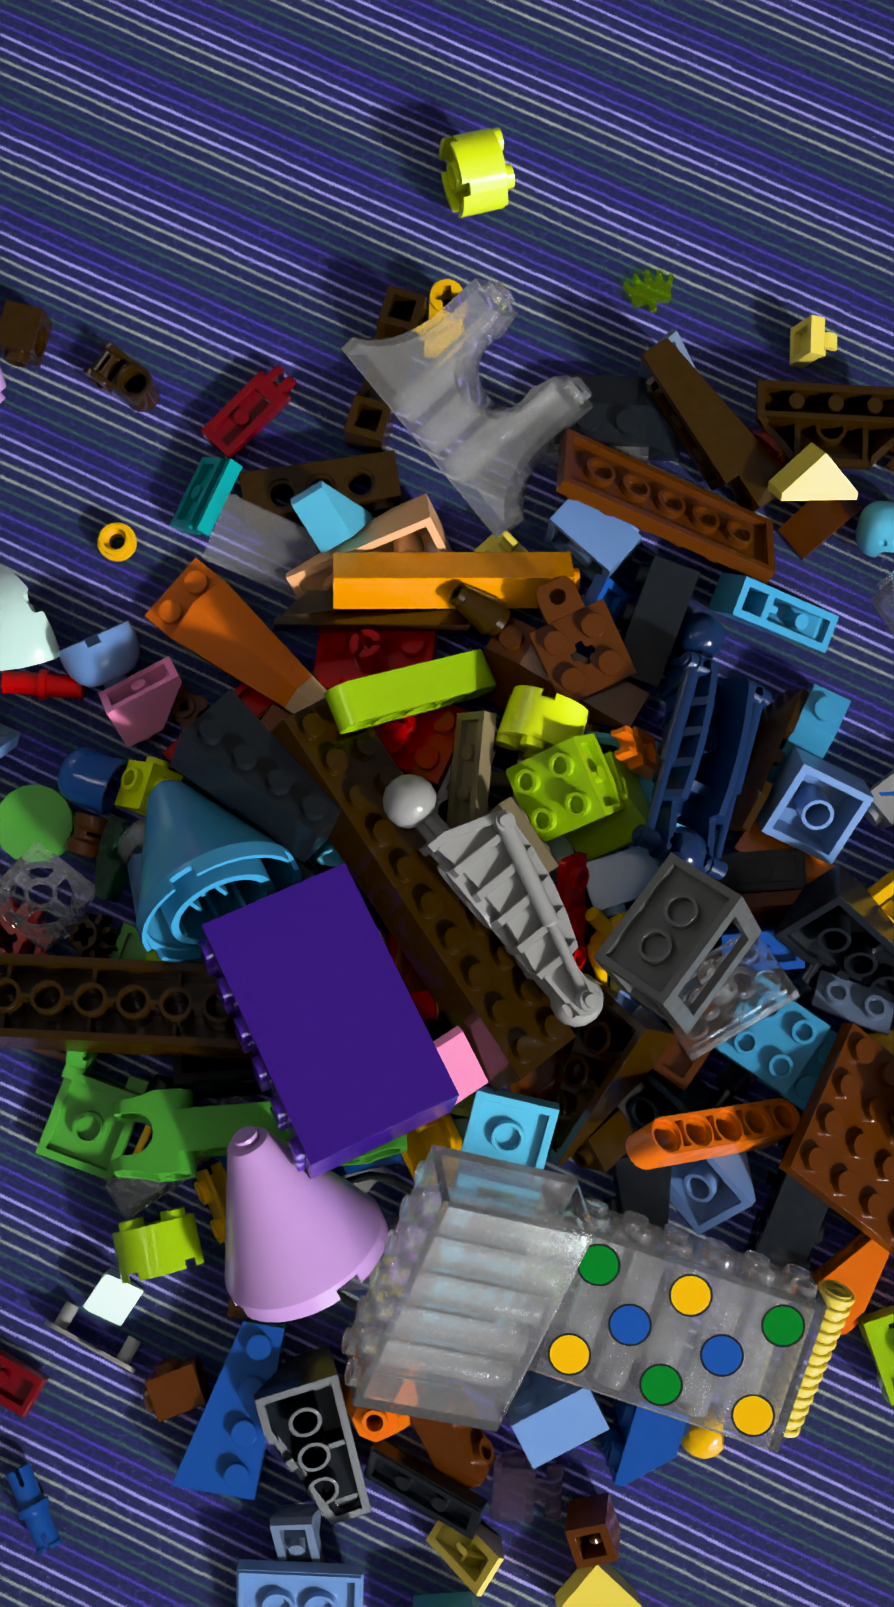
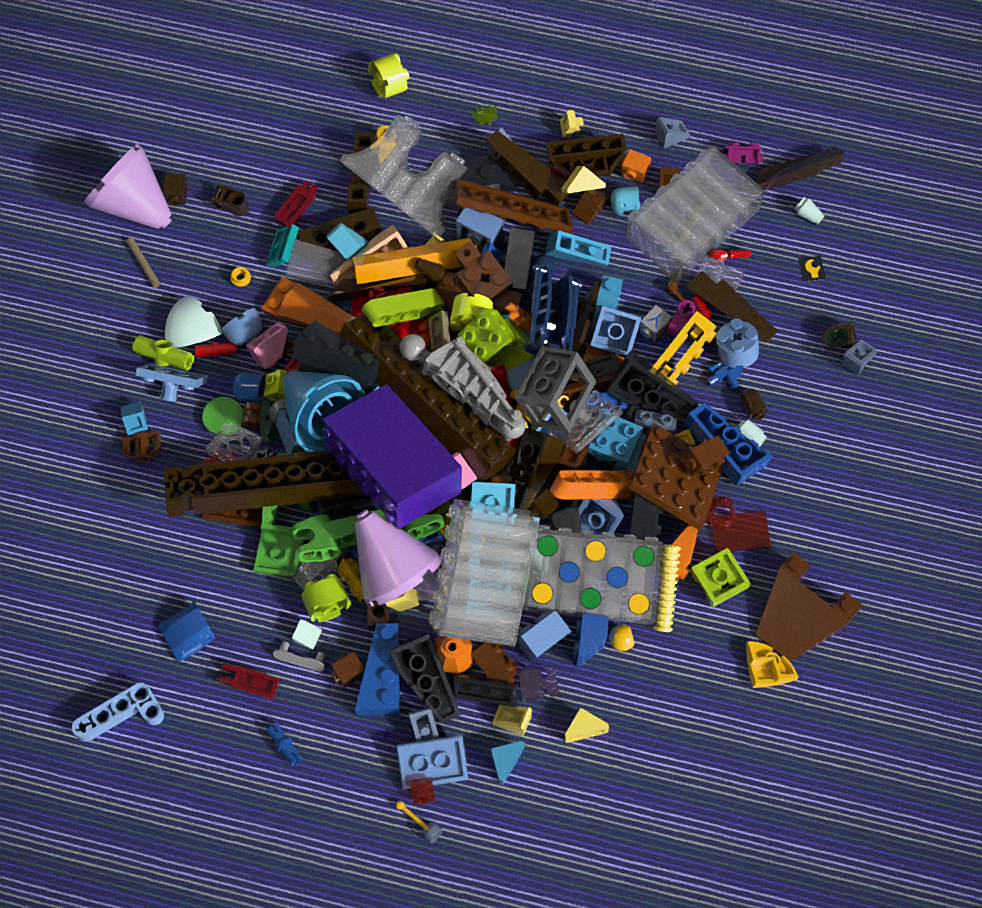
camera: 10 degrees left, 15 degrees down
(593, 1530) = (576, 694): reddish brown brick -> none

